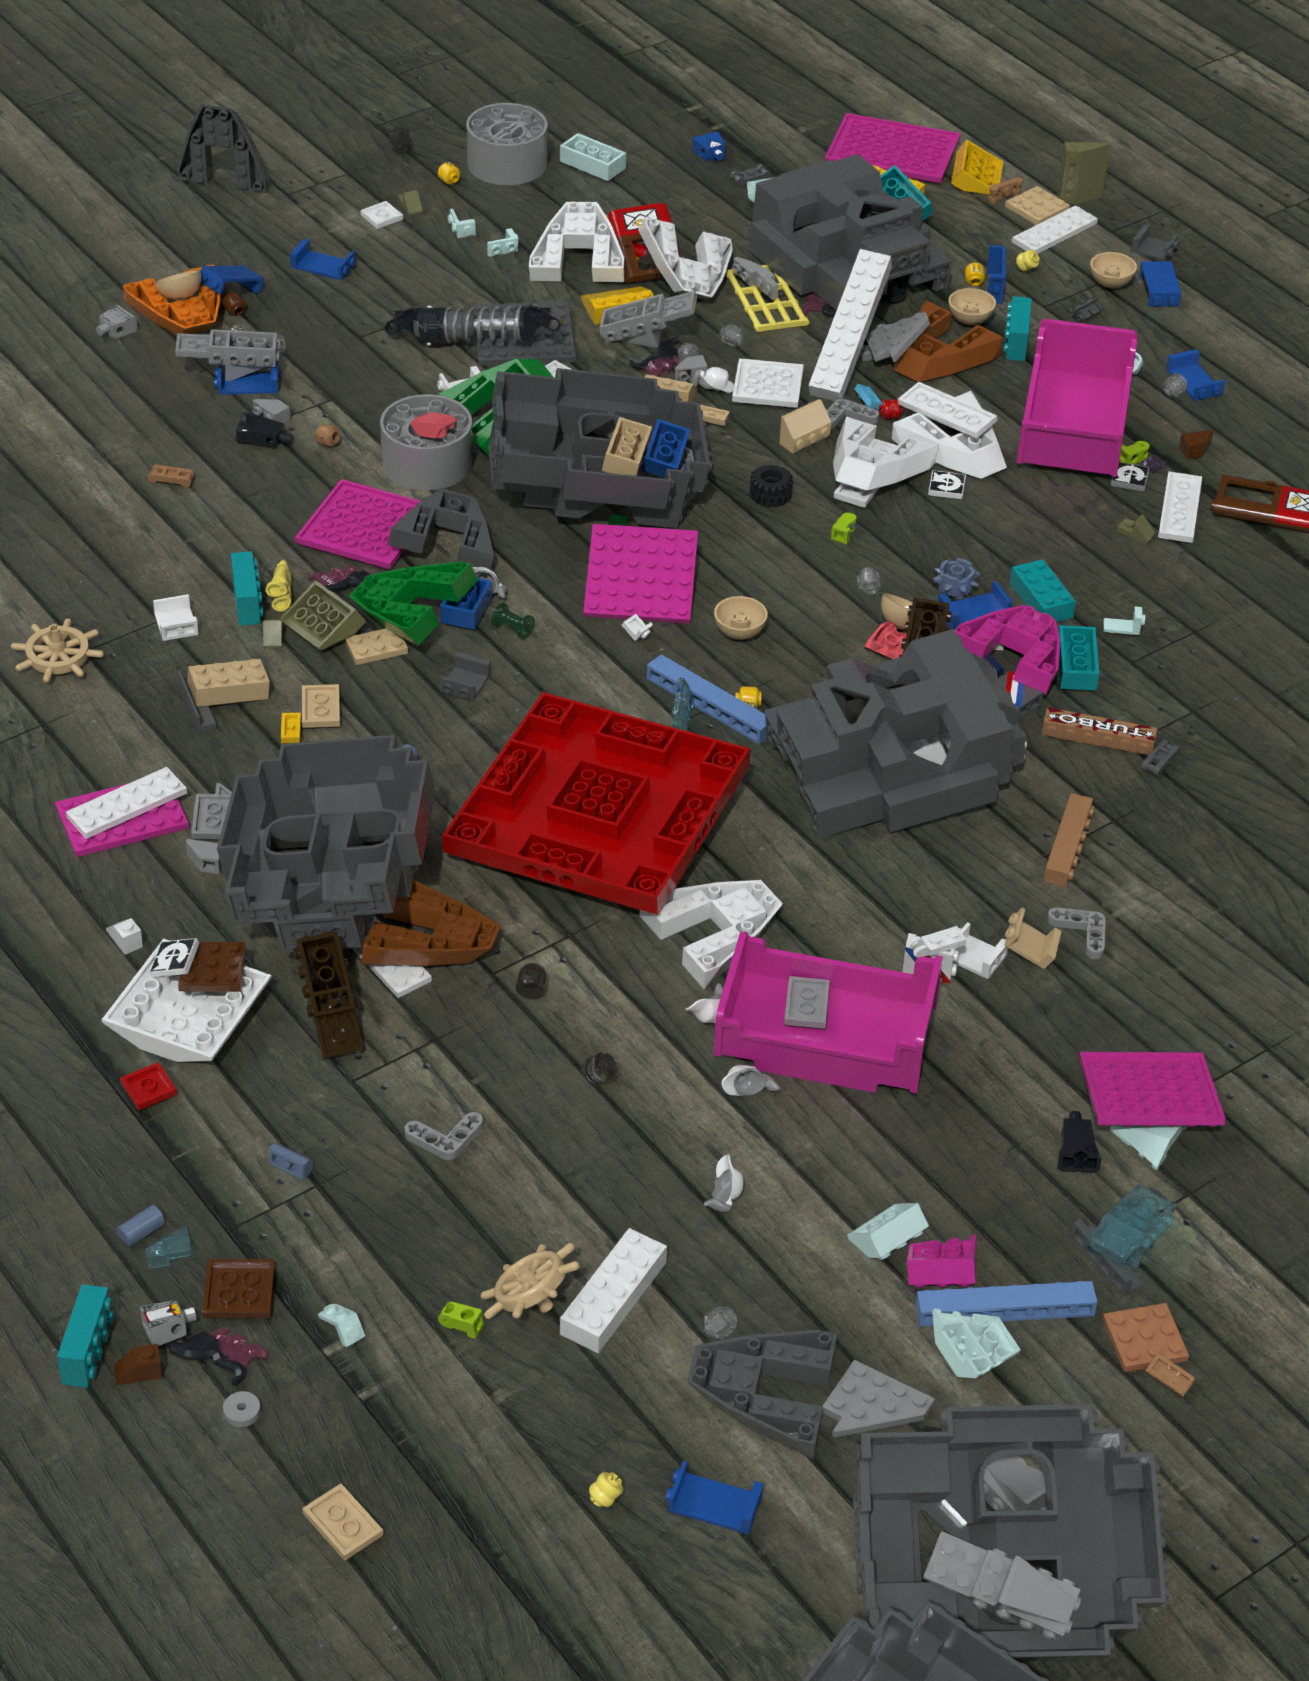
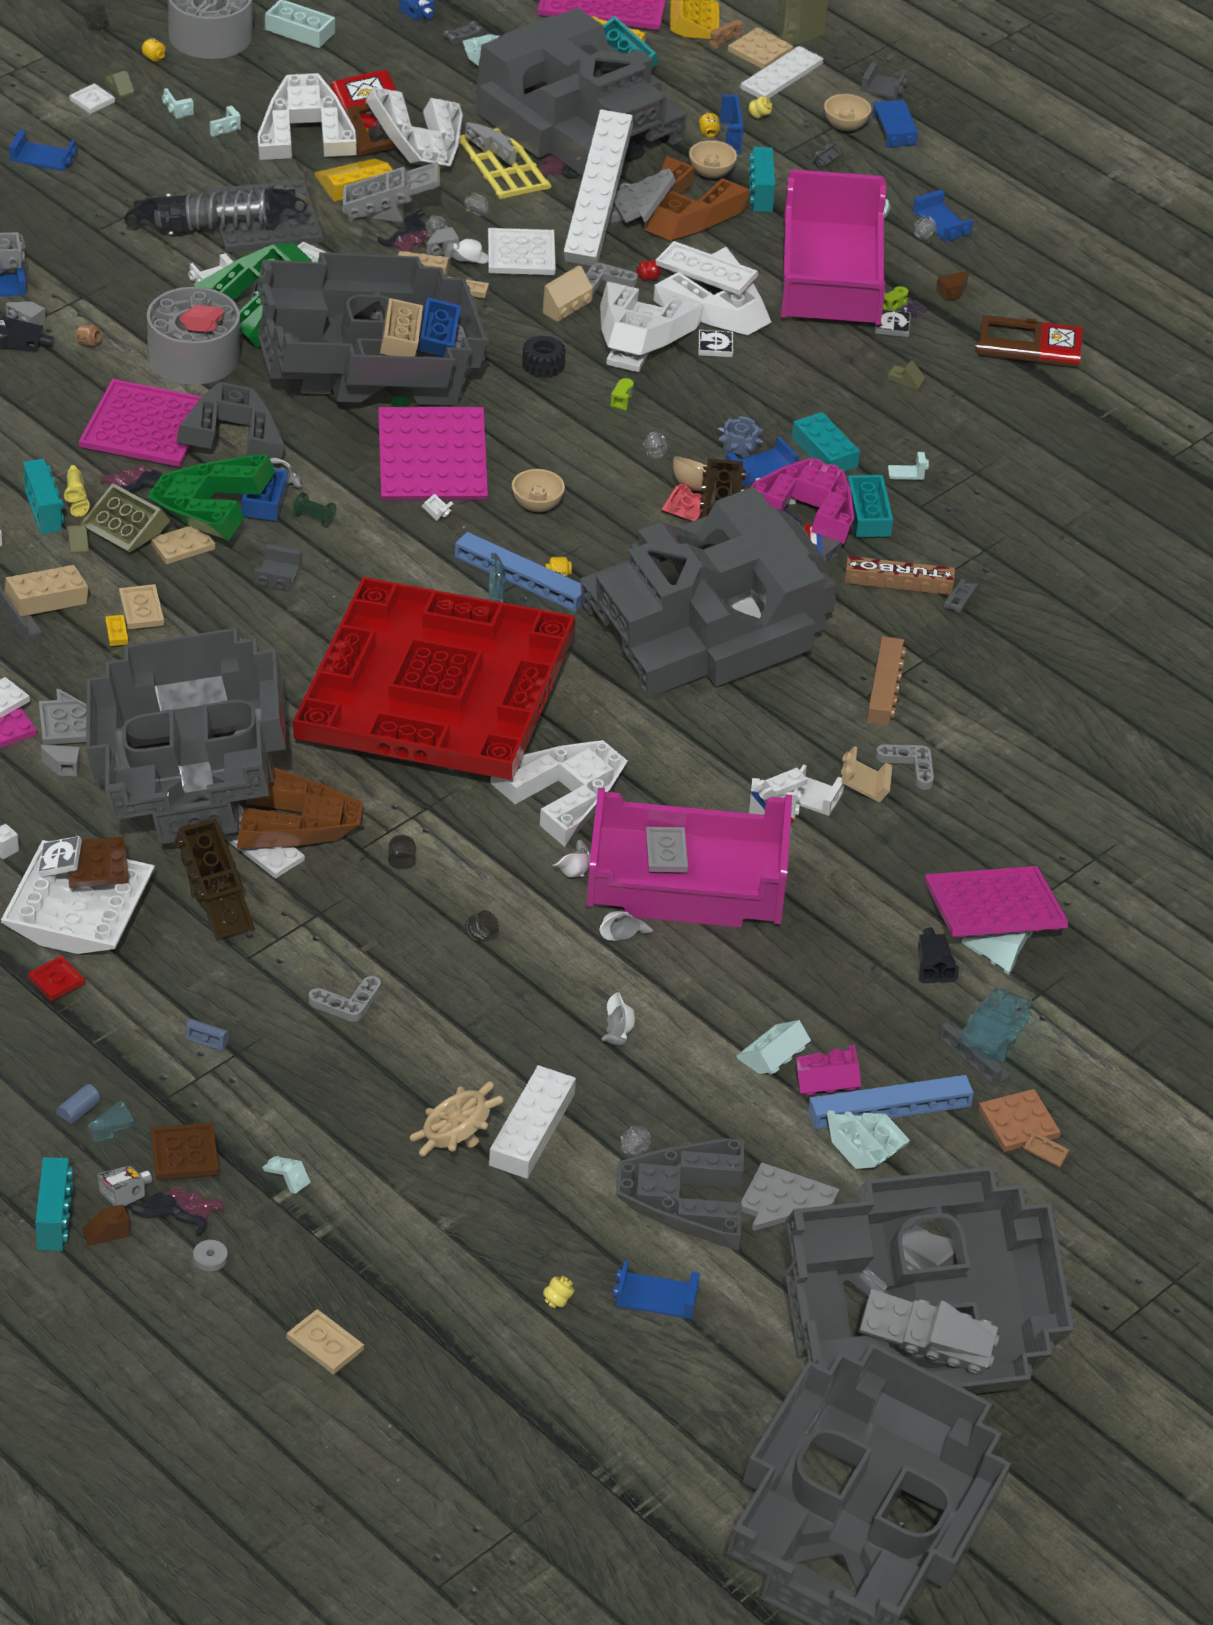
camera: 10 degrees left, 0 degrees up
(462, 1318) = (397, 1158): lime leg -> none
(868, 396) = (624, 259): medium azure plate -> none
(1180, 507) = (946, 350): white plate -> none

